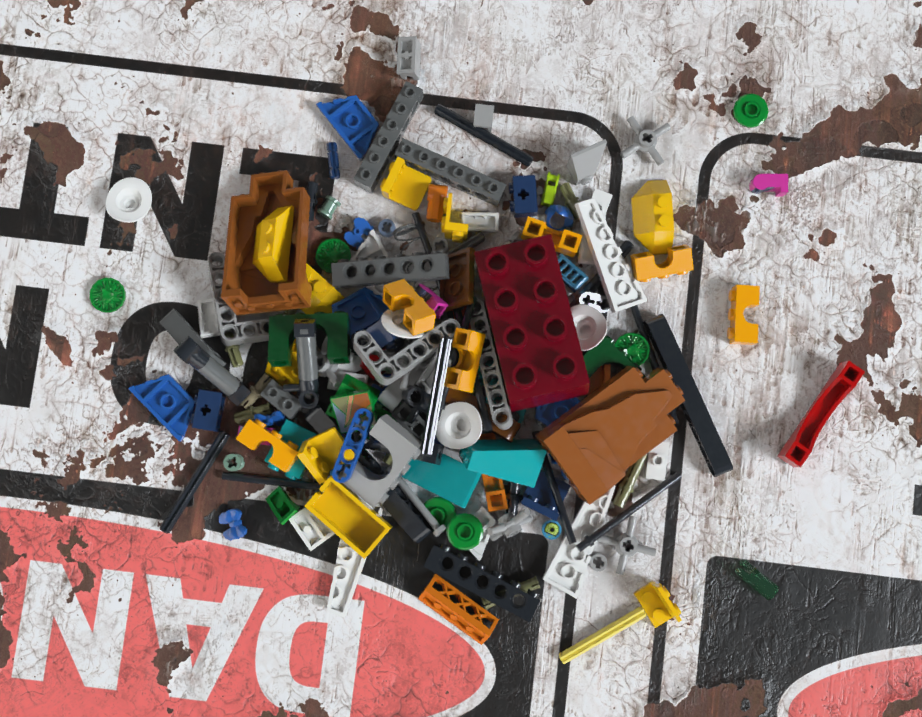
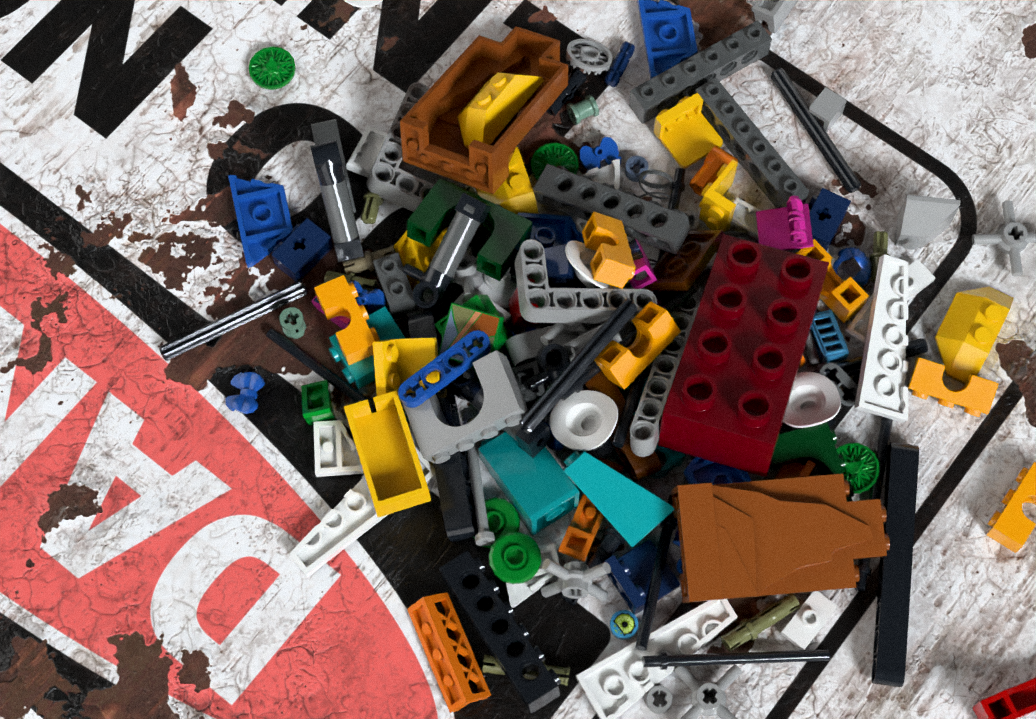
camera: 35 degrees right, 15 degrees down
(310, 167) = (588, 56): none -> light grey wheel
(505, 218) = (786, 226): none -> dark pink hinge
(549, 191) = (859, 232): lime bar -> none

